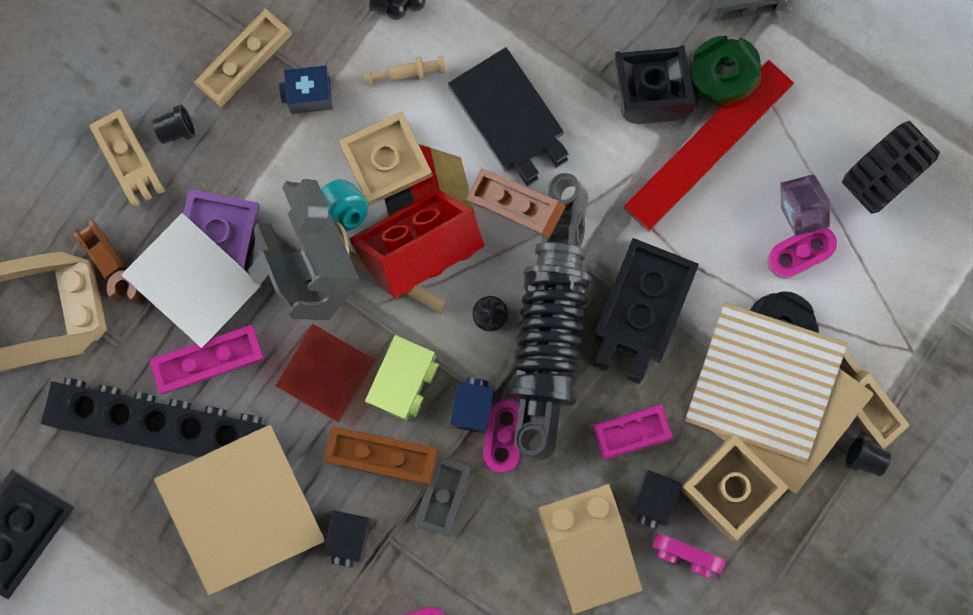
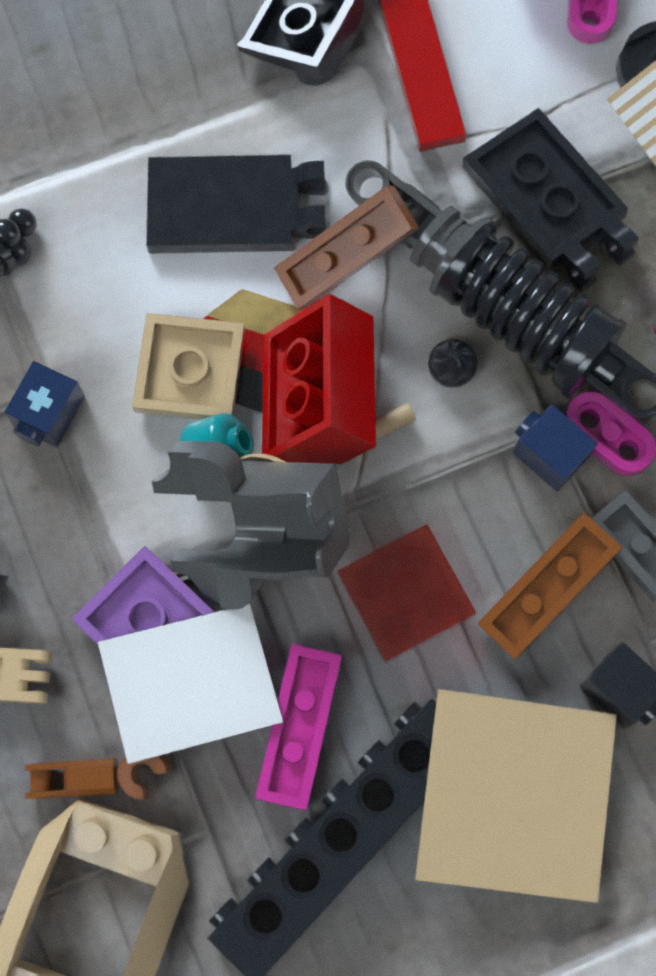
camera: 60 degrees left, 5 degrees down
(402, 378) = (470, 507): yellowish green brick -> none
(408, 70) = (100, 280): tan piece -> none

